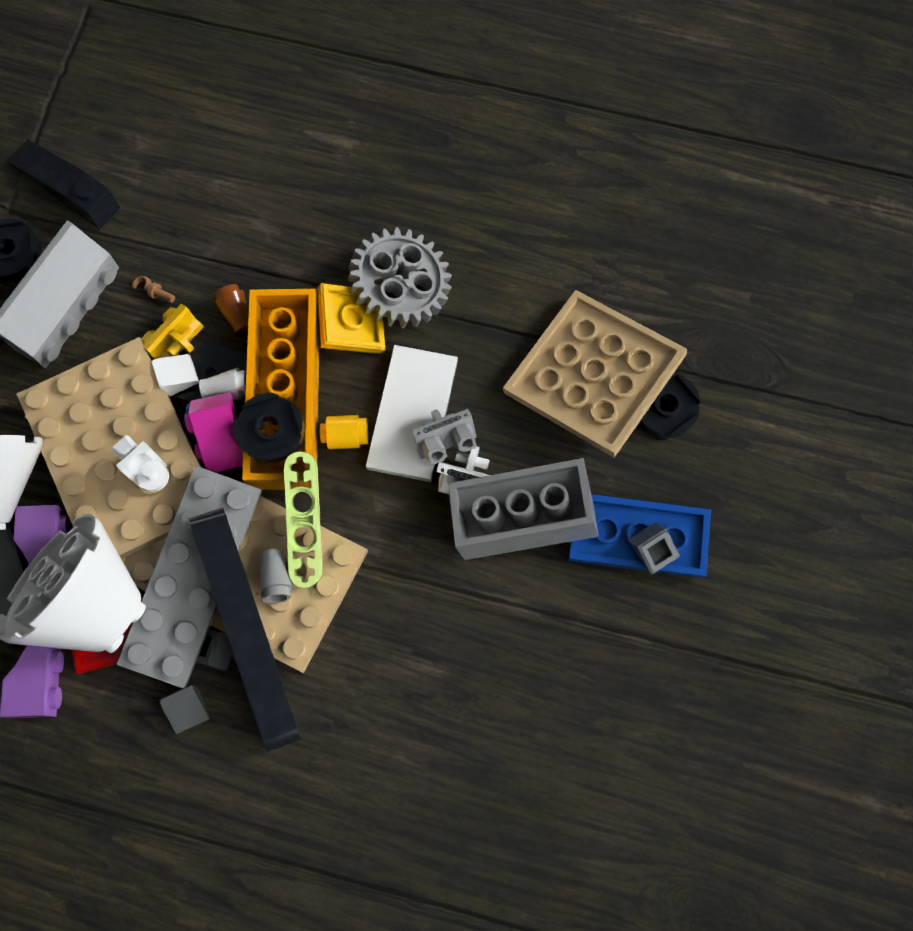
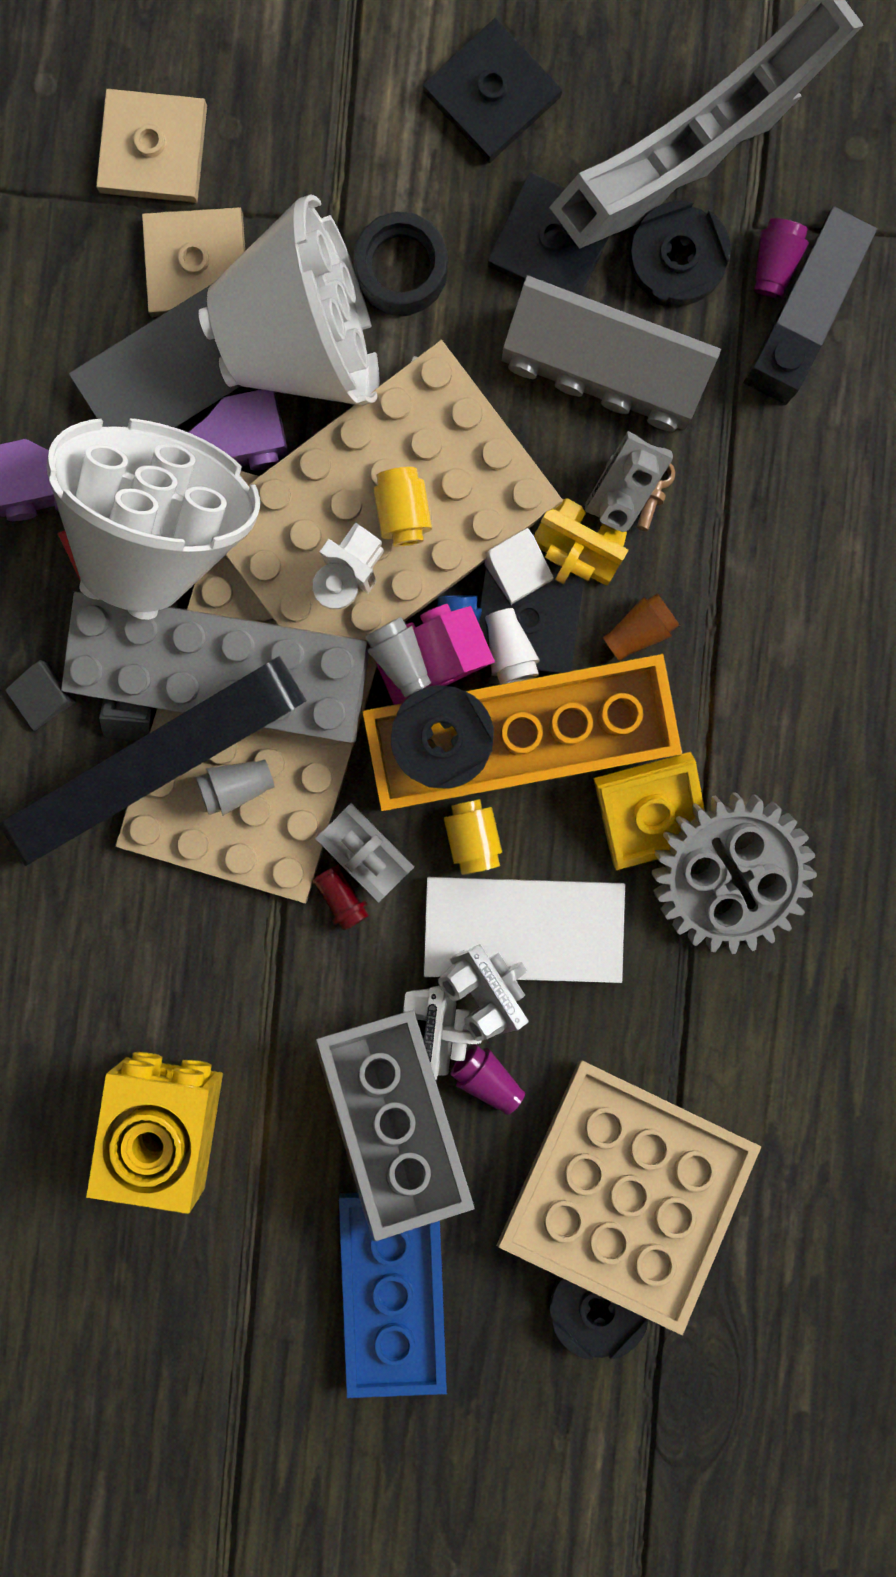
camera: 80 degrees right, 15 degrees up
(26, 193) = (779, 255): none -> magenta cone
(111, 427) = (402, 506): none -> yellow brick
(138, 298) = (627, 482): none -> light grey hips
(209, 447) = (399, 656): none -> light grey cone
(307, 519) = (319, 809): yellowish green beam -> none
(342, 500) = (364, 852): none -> light grey hips
(368, 525) = (341, 898): none -> dark red pin
(486, 650) = (160, 1099): none -> yellow brick
(506, 450) = (487, 1080): none -> magenta cone
(654, 547) = (374, 1319): dark grey slope -> none

